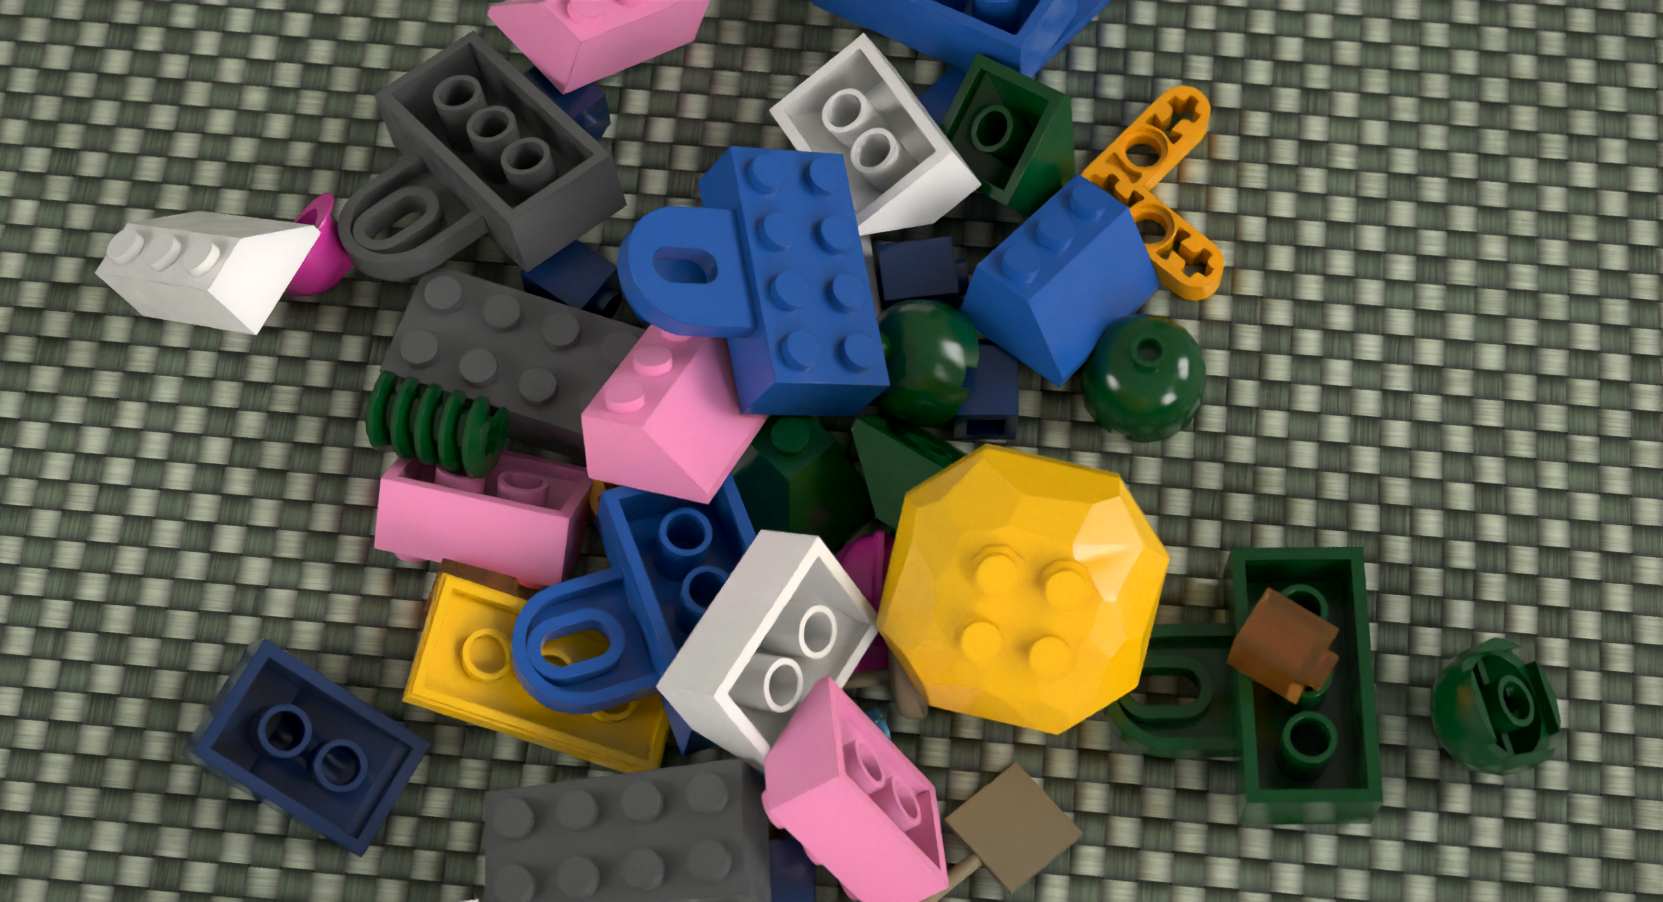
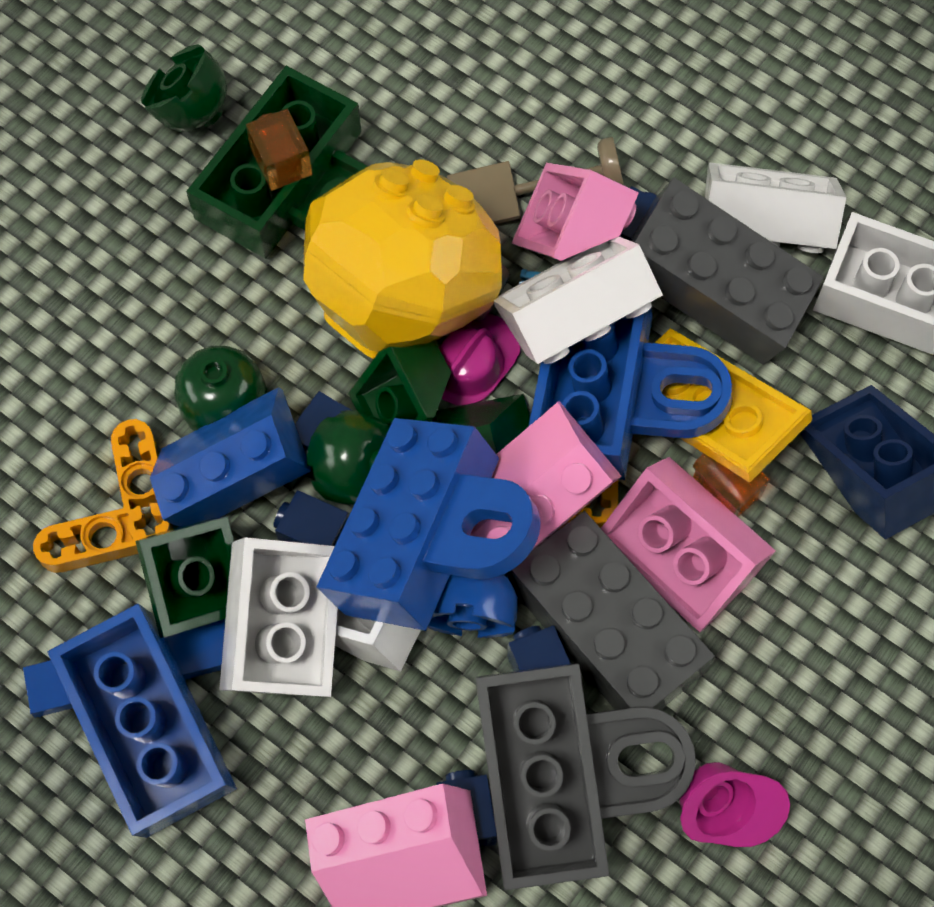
camera: 150 degrees left, 0 degrees up
(206, 267) = (797, 814): white slope -> none
(435, 429) = (698, 590): dark green piece -> none

